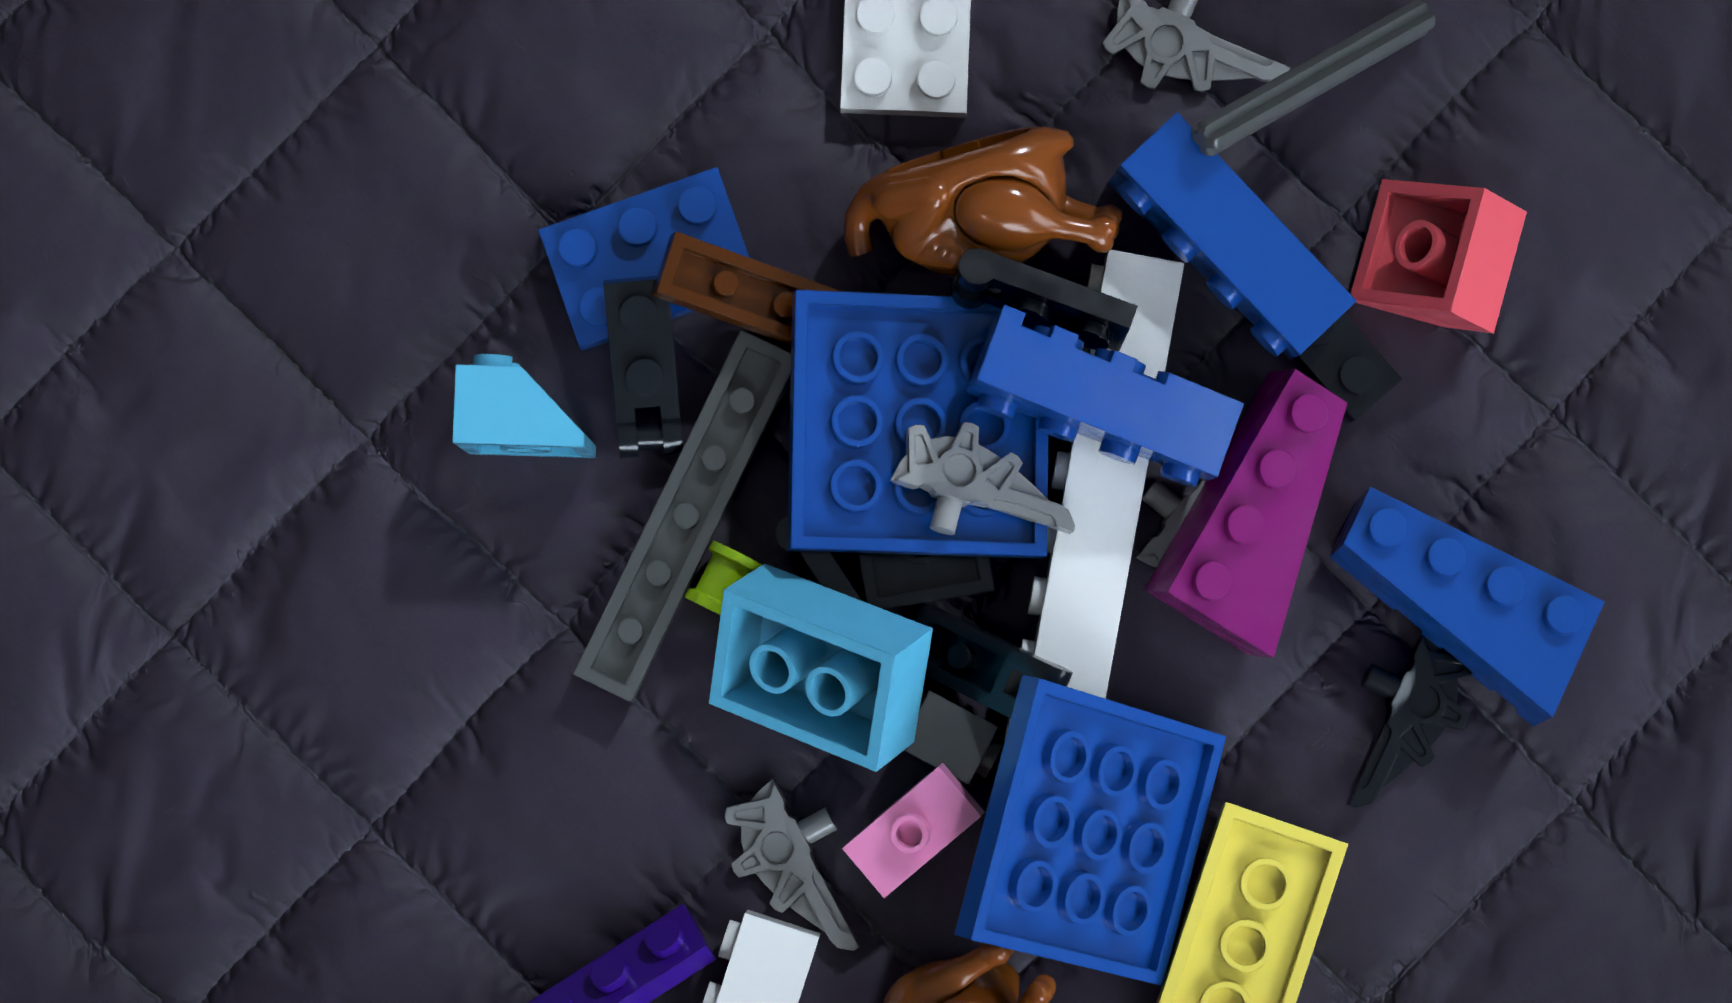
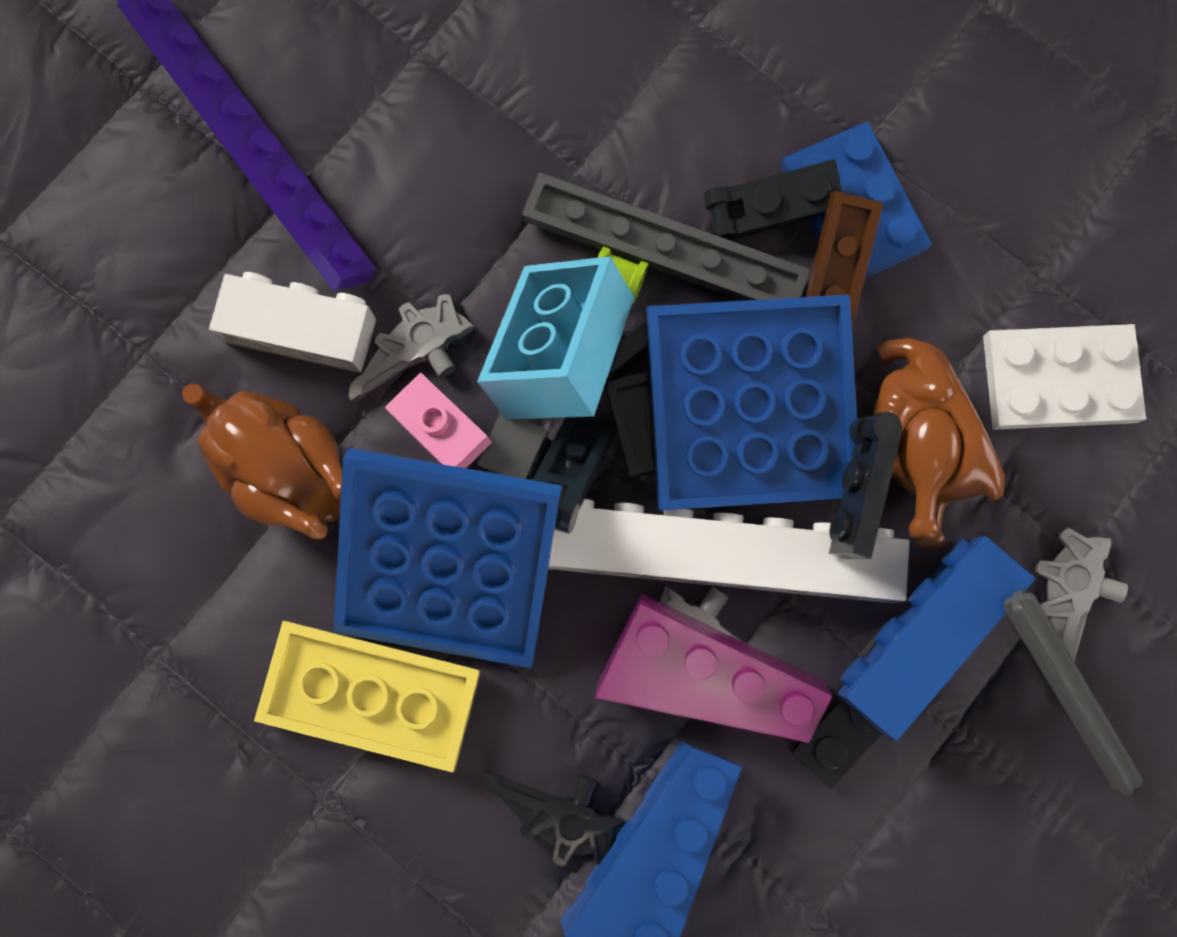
camera: 80 degrees right, 5 degrees down
(510, 414) = (729, 102): medium azure slope -> none
(966, 473) = (718, 438): light grey piece -> none
(1103, 399) = (792, 535): blue wedge -> none
(1439, 254) = (937, 813): coral slope -> none

